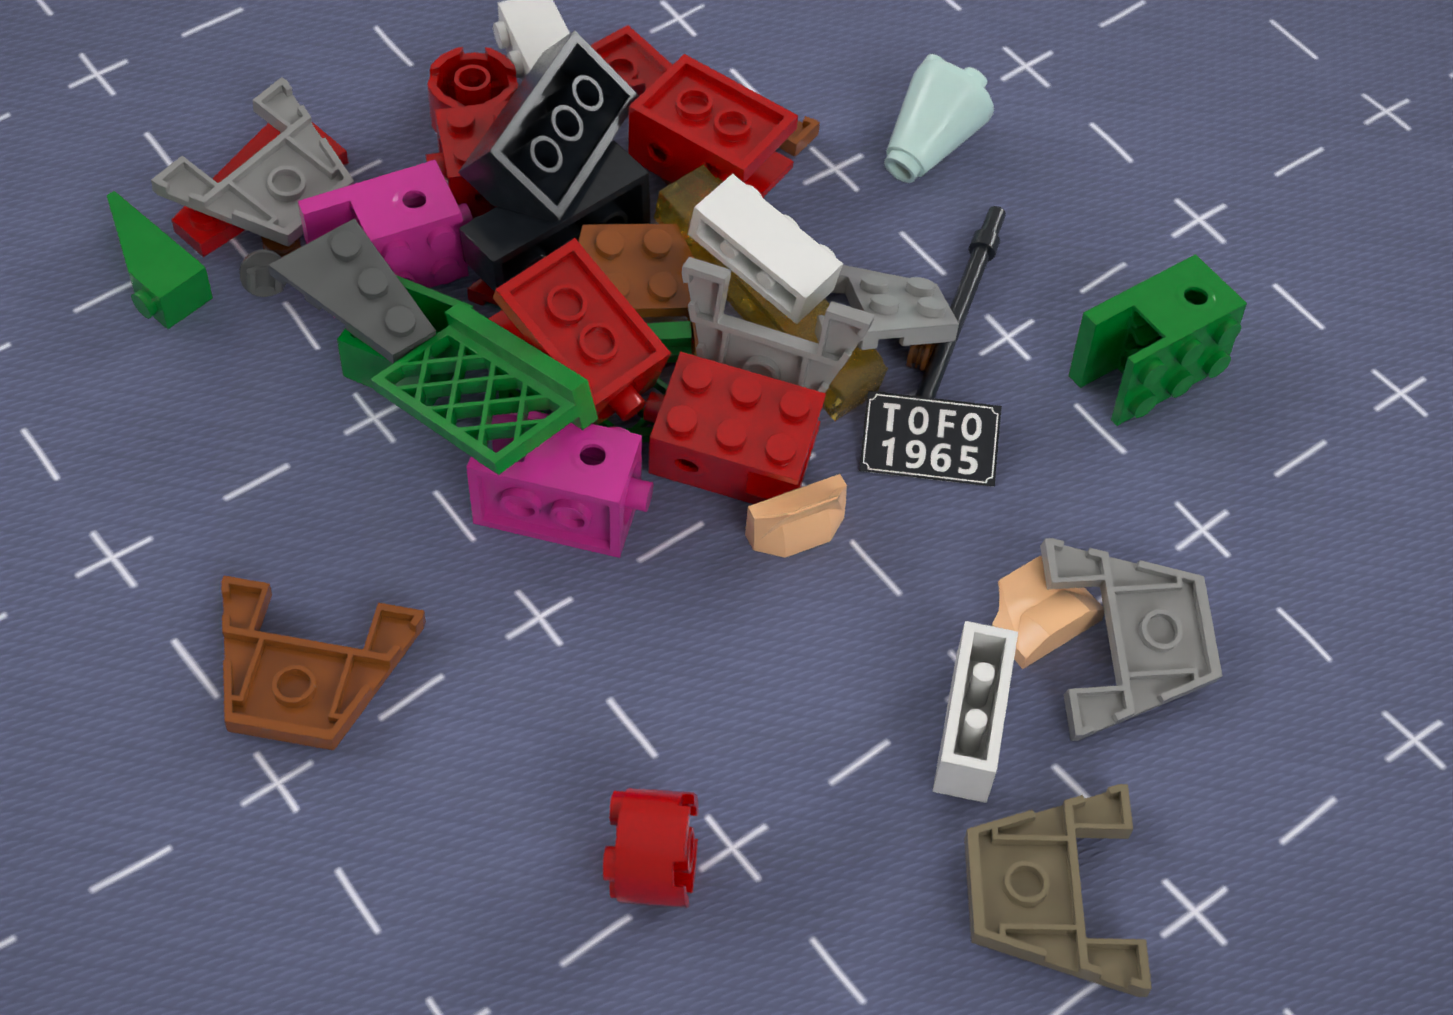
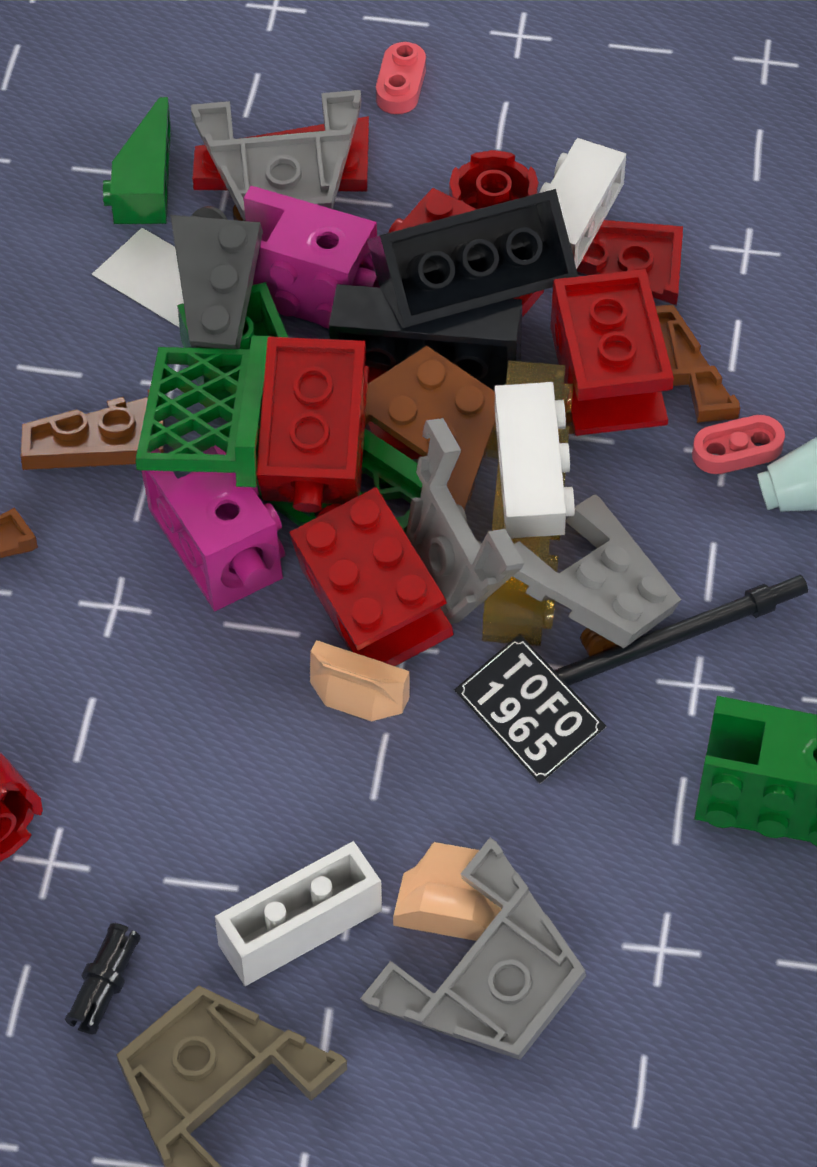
camera: 50 degrees right, 0 degrees up
(263, 342) = (146, 273): none -> white sticker
(273, 57) = (400, 78): none -> coral plate
(374, 495) = (85, 439): none -> dark orange wing
(844, 150) = (735, 444): none -> coral plate
(889, 891) = (102, 978): none -> black pin

